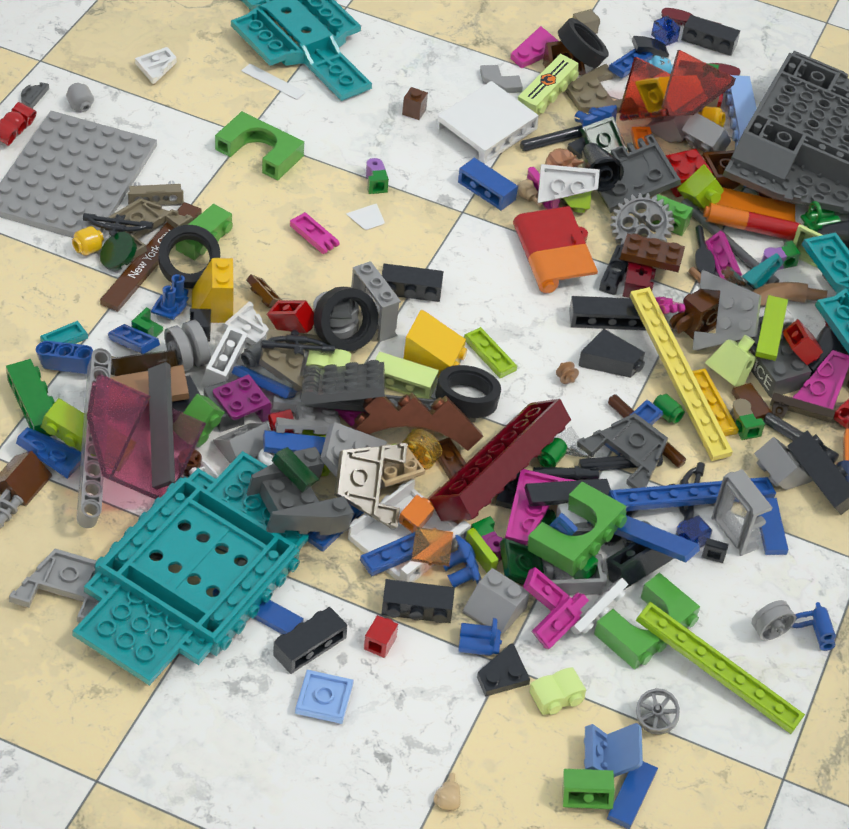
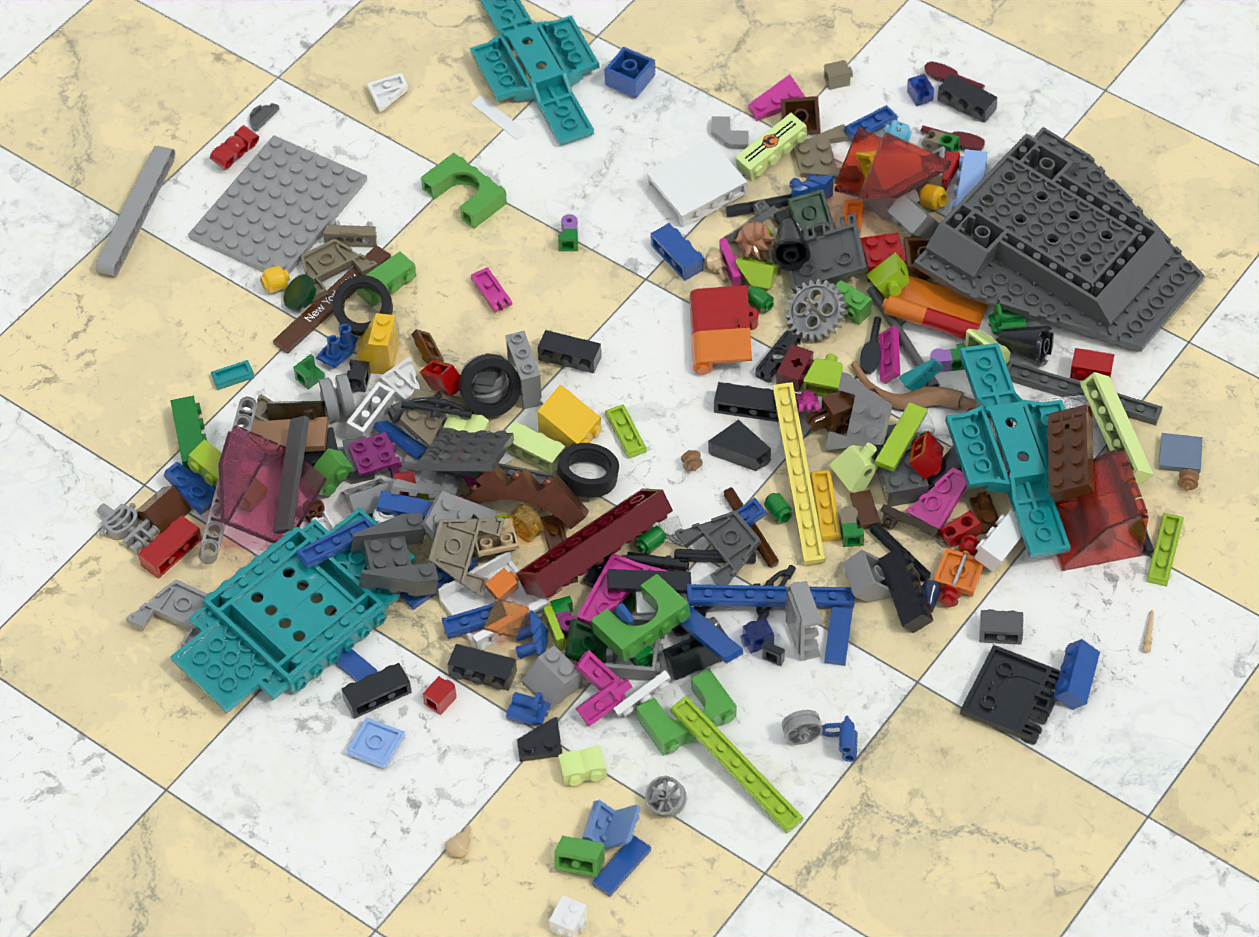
camera: 20 degrees right, 5 degrees up
(39, 515) = (170, 546): none -> red brick
(64, 356) = (223, 395): blue beam -> none
(79, 97) = (303, 123): light grey head -> none
(118, 220) = (282, 256): black piece -> none
(133, 339) = (291, 384): blue tile -> none
(225, 491) = (330, 544): none -> blue tile
(294, 469) = (393, 532): dark green slope -> none
(367, 217) = (550, 276): white sticker -> none
(391, 32) = (629, 72): none -> blue brick
(415, 103) = (630, 155): reddish brown brick -> none
(557, 141) = (762, 212): none -> dark grey hinge
(565, 181) = (744, 259): white wing -> none
(583, 43) = (812, 109): black tyre -> none
(584, 218) = (760, 299): none -> green brick
(648, 44) = (897, 105): black slope -> none
(652, 252) = (813, 344): reddish brown plate -> none
(672, 284) = (824, 376): none -> lime torso
(732, 276) = (878, 381): reddish brown axle -> none

